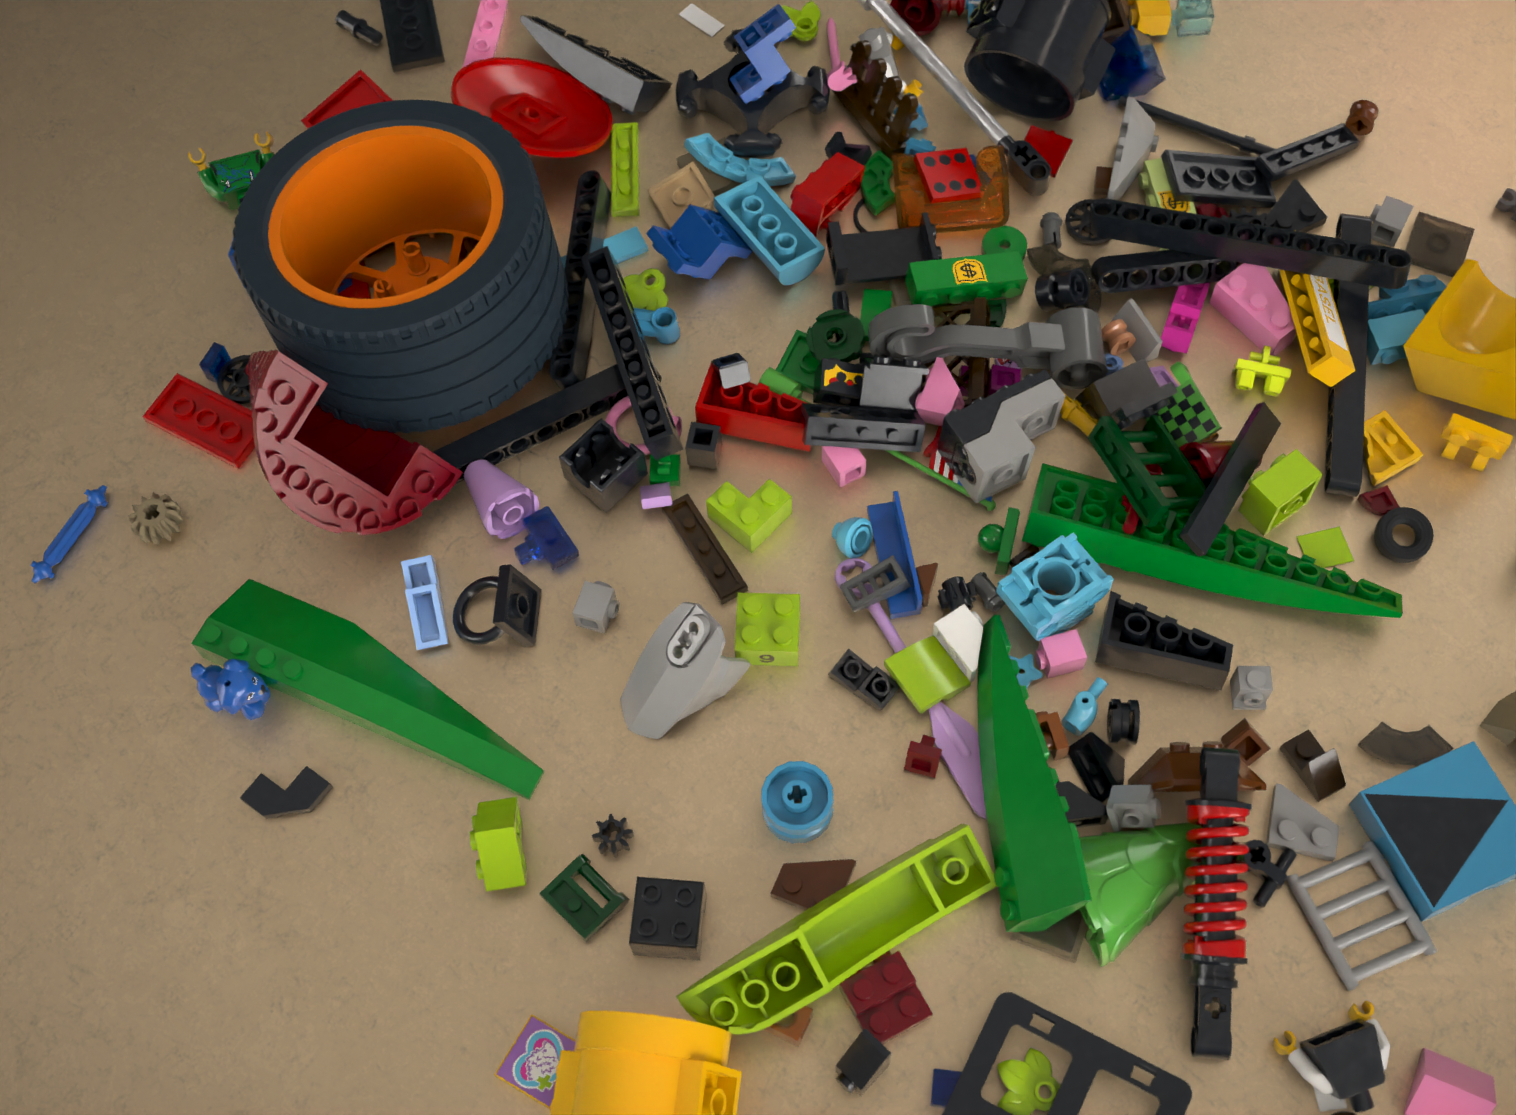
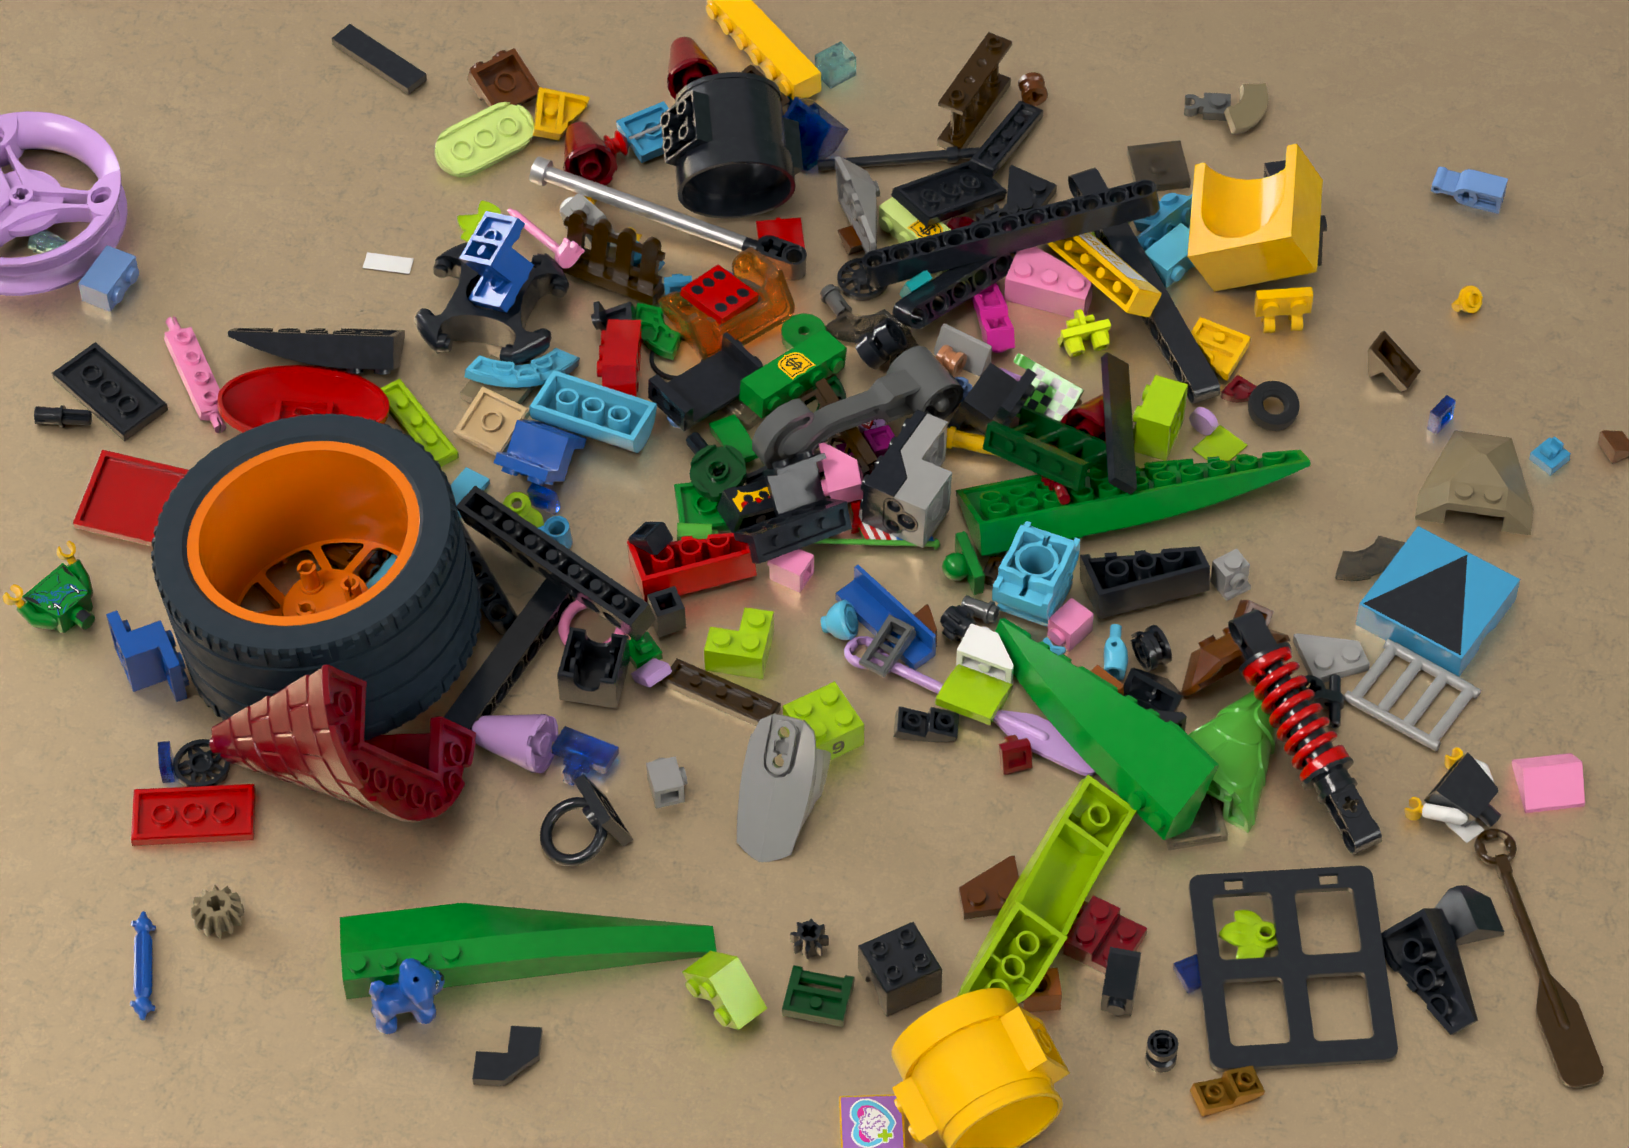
camera: 35 degrees left, 10 degrees down
(425, 602) = (514, 852): light blue slope -> none
(676, 287) = (544, 498): none -> clear blue tile
(800, 783) = (940, 836): dark azure wheel -> none
(1130, 247) = (915, 283): none -> teal tile
(1133, 807) = (1201, 701): light grey brick -> none
(1286, 106) = (974, 92): none -> dark brown fence
(1315, 767) = (1315, 609): dark brown slope -> none
(1323, 515) = (1203, 421): none -> lavender tile
(1389, 220) = (1110, 163): light grey brick -> none

